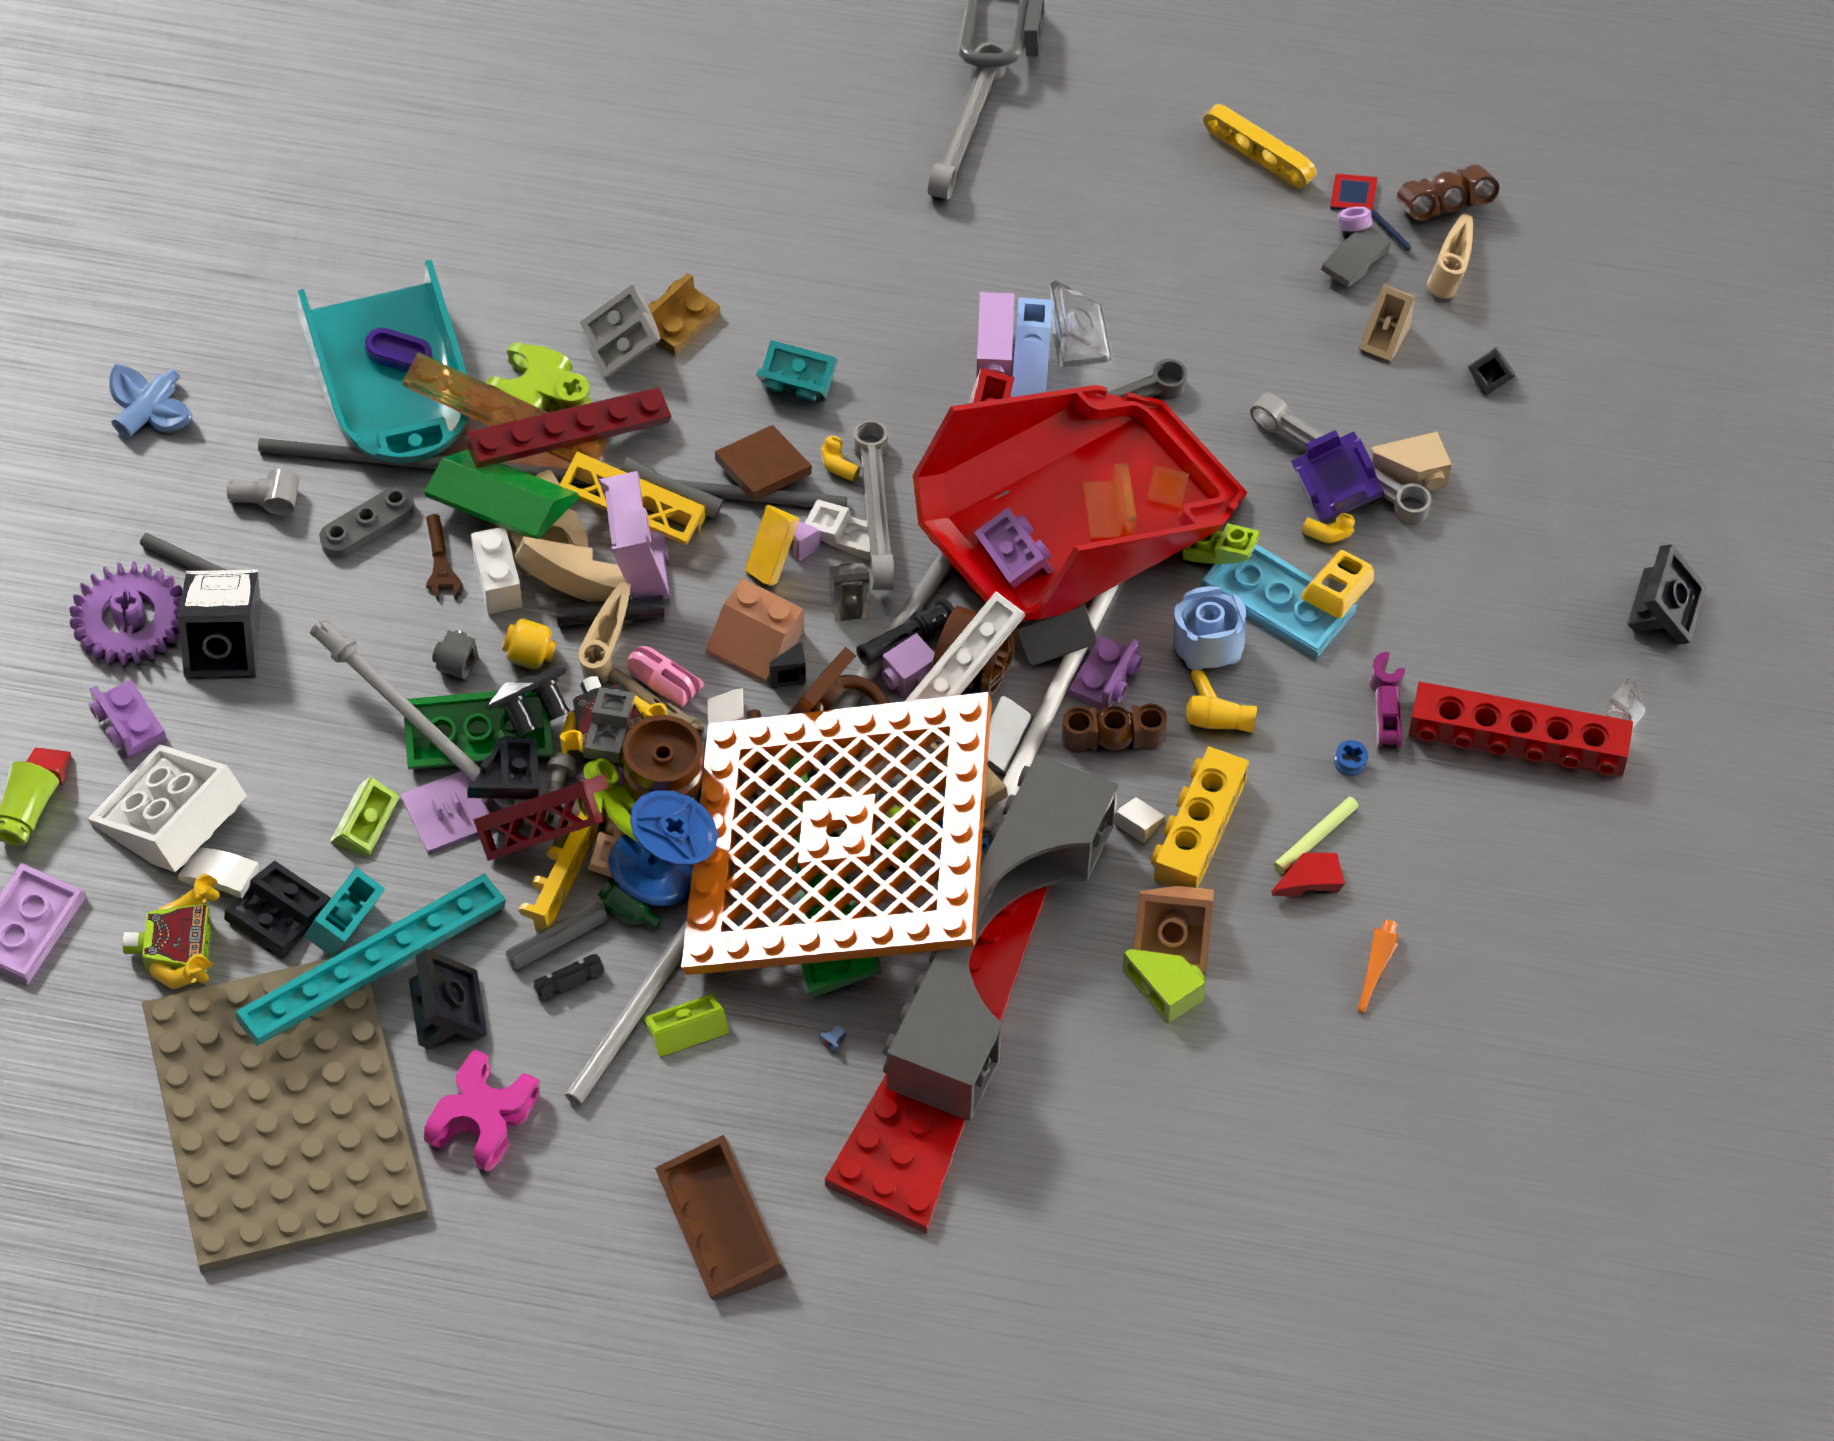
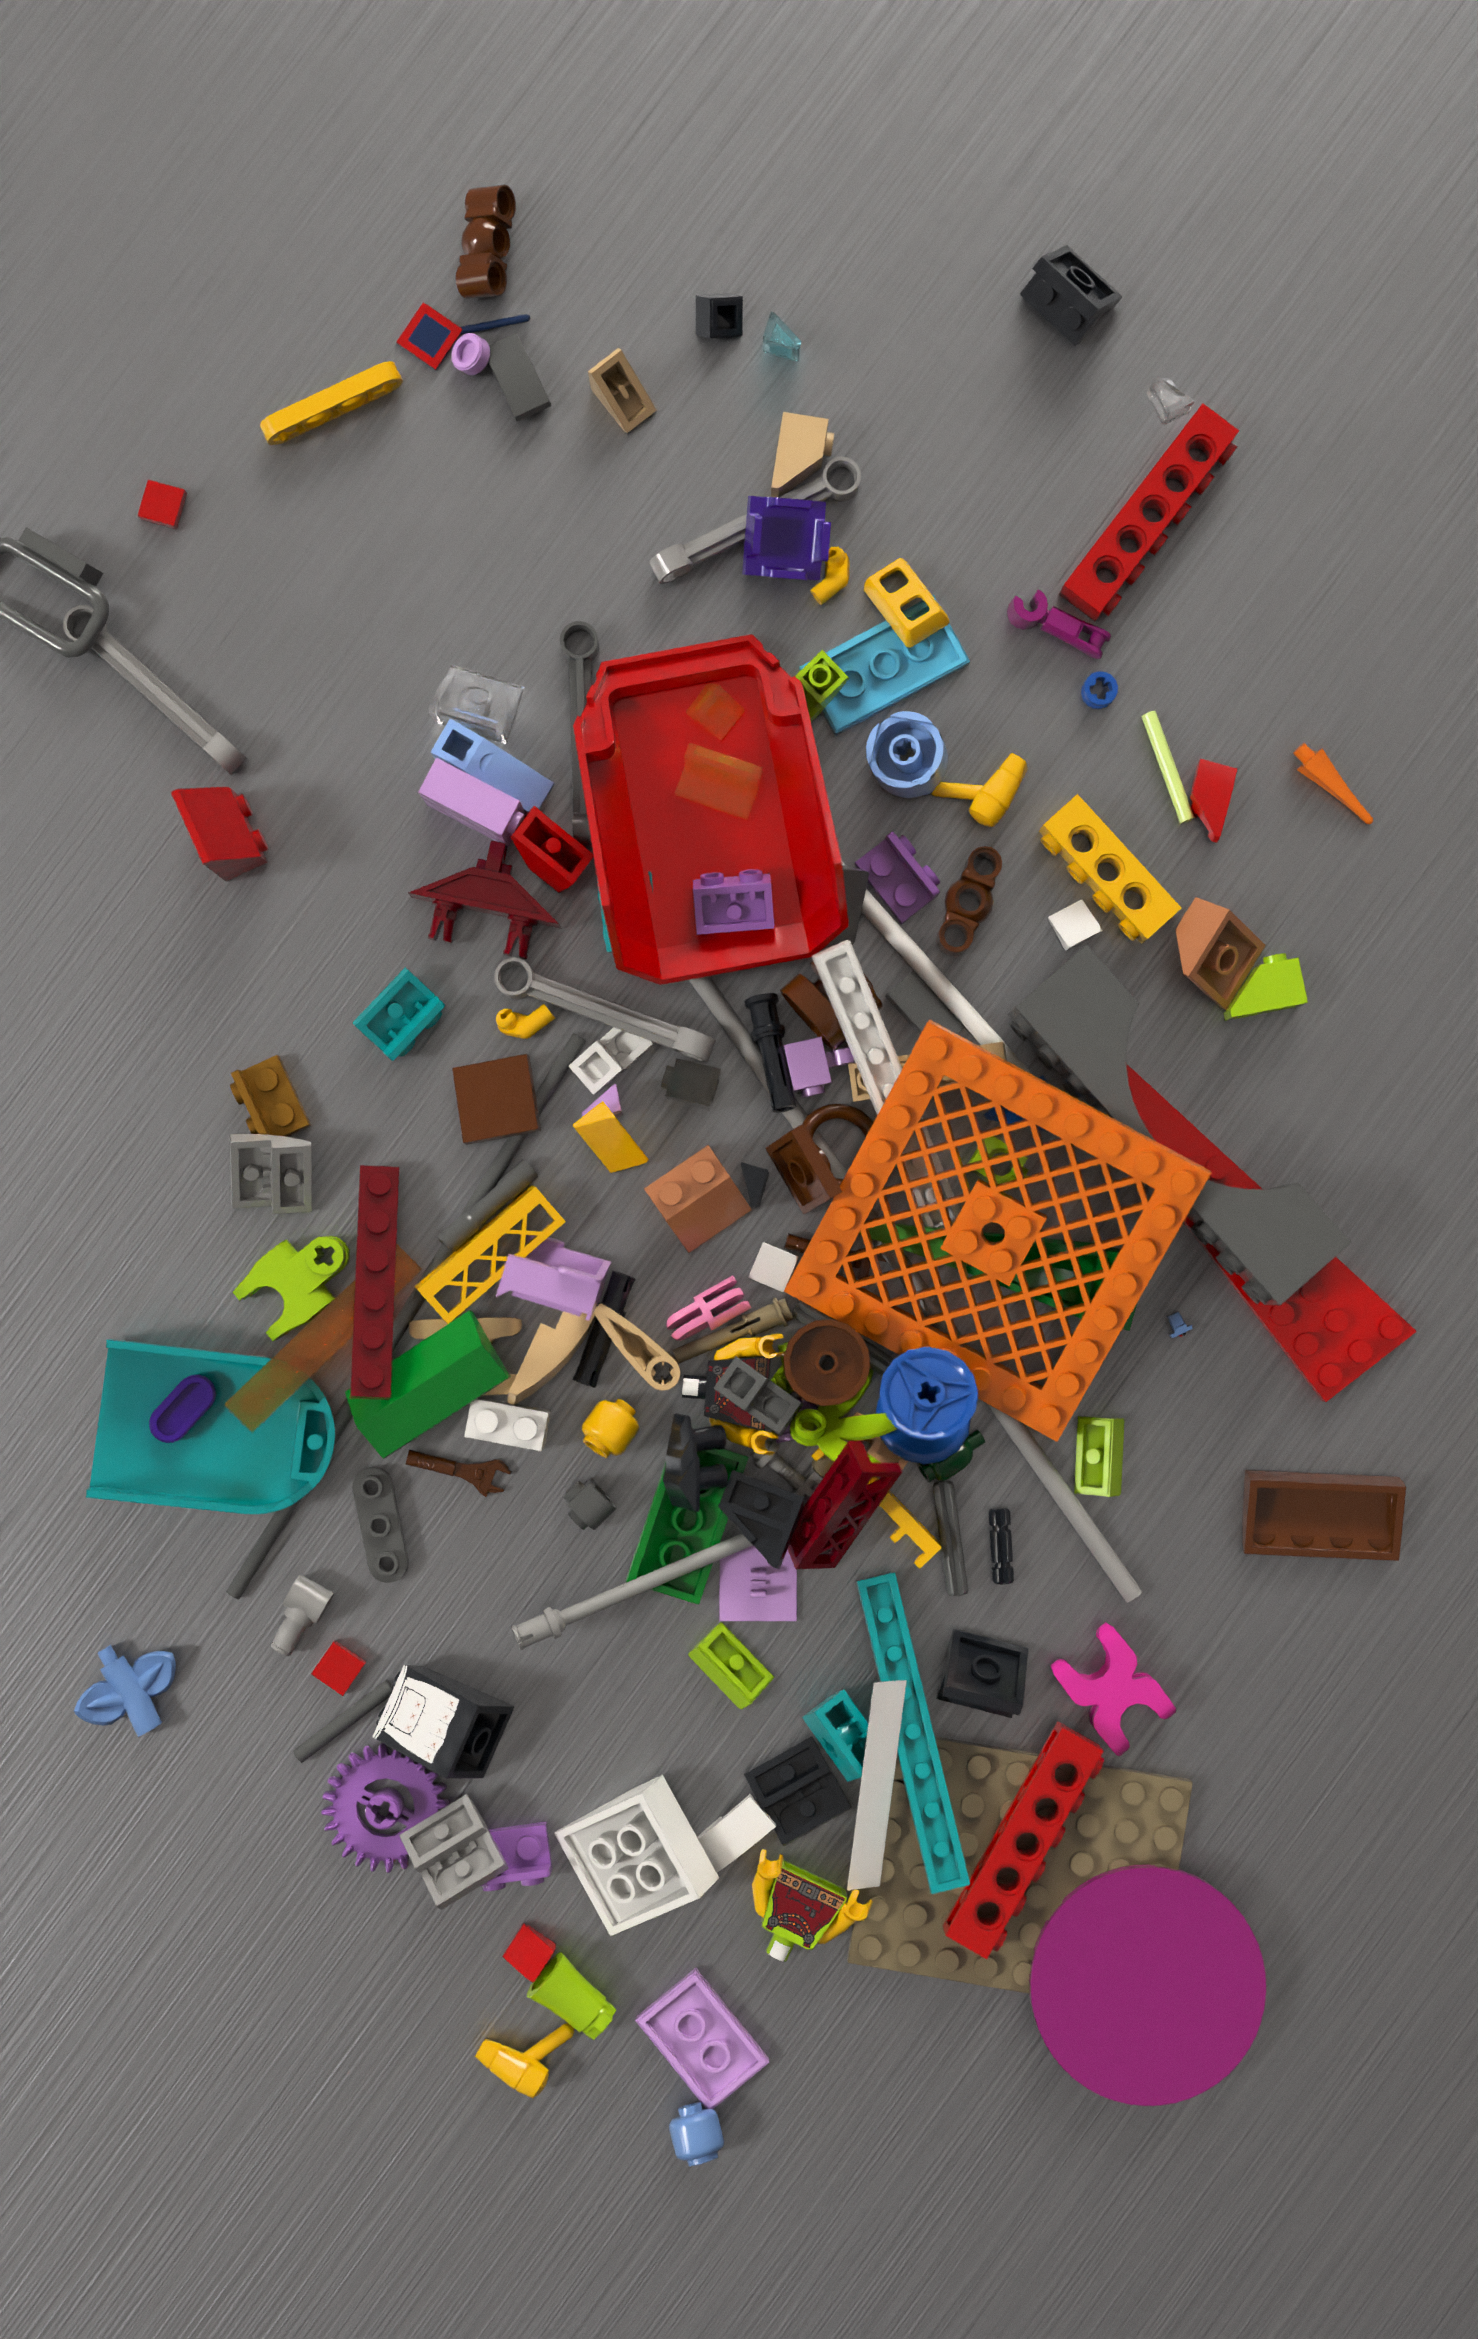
camera: 65 degrees left, 30 degrees up
(114, 663) = (453, 1852): none -> light grey slope
(224, 1237) = (1147, 1985): none -> magenta tile
(232, 538) = (338, 1668): none -> red tile
(300, 1064) = (988, 1934): none -> red brick
(312, 940) = (876, 1784): none -> white sticker
(876, 188) = (221, 830): none -> red slope
(929, 389) = (486, 890): none -> dark red connector
(1115, 74) = (162, 504): none -> red tile
(1452, 259) = (570, 278): tan piece -> none
(1497, 413) = (780, 340): none -> clear light blue slope

